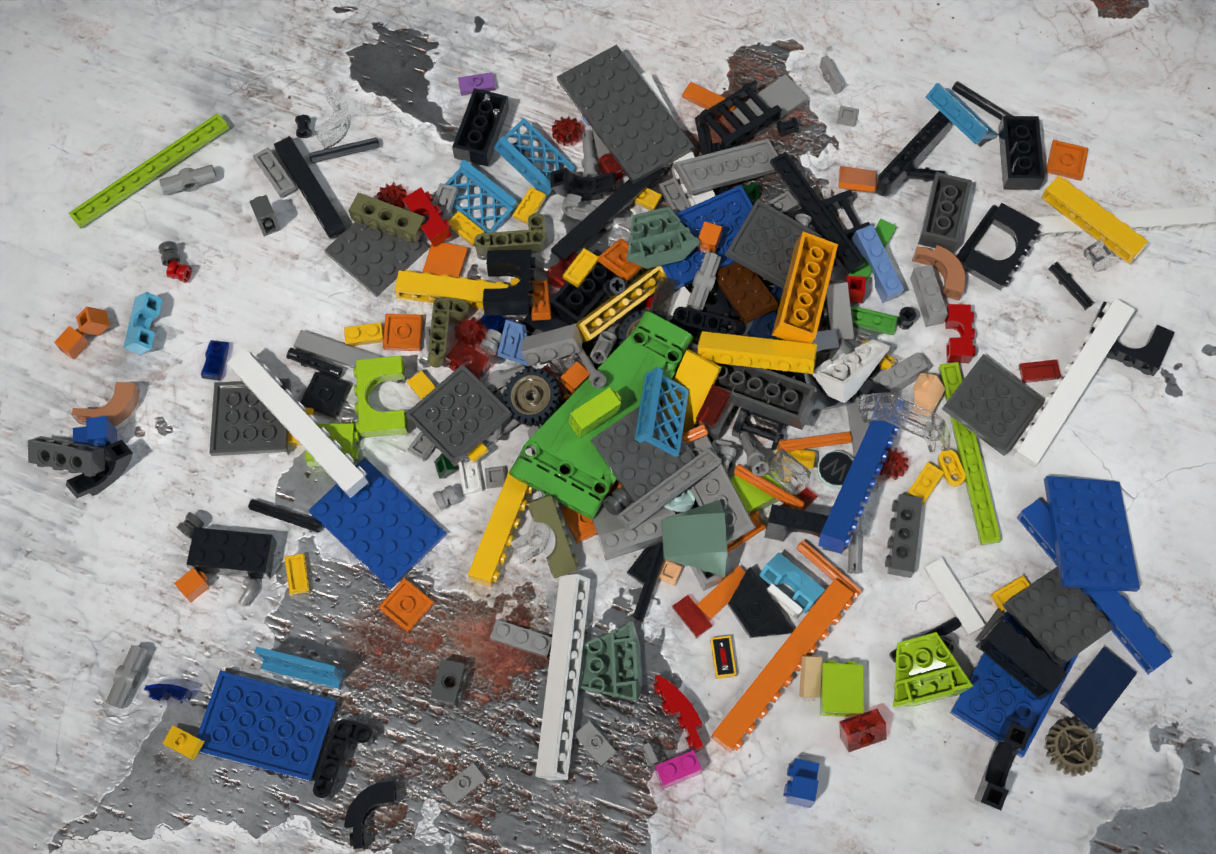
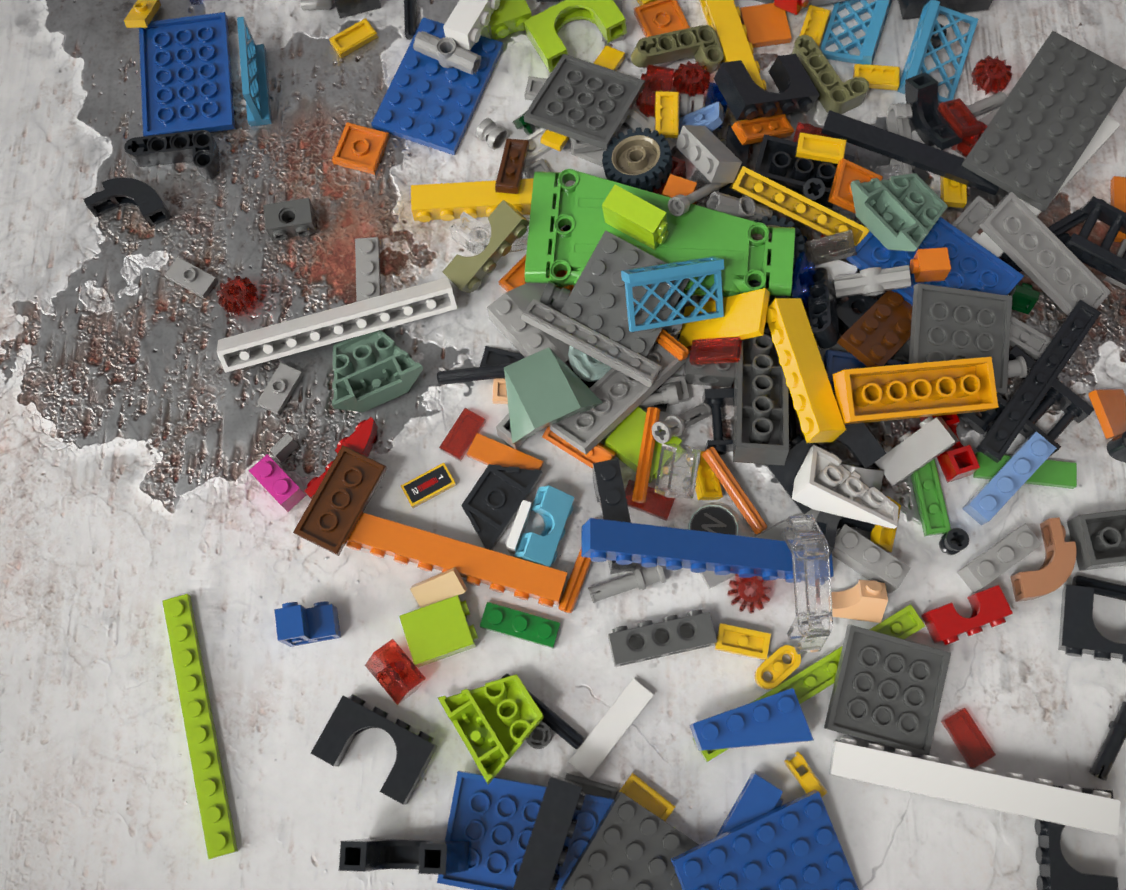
camera: 70 degrees right, 5 degrees up
(350, 509) = (447, 52): none -> light grey piece
(487, 491) = (512, 166): none -> reddish brown tile
(493, 745) = (231, 289): none -> clear red gear
(497, 361) = (667, 113): none -> yellow plate
(597, 167) = (960, 118): none -> clear red tile
(678, 320) = (803, 278): none -> clear blue slope
(716, 722) = (340, 500): none -> reddish brown tile
(856, 631) = (520, 625): none -> green plate
(885, 776) = (412, 750): none -> black arch
(988, 497) = (759, 723): none -> blue wedge
(1033, 482) = (808, 779): none -> yellow bar

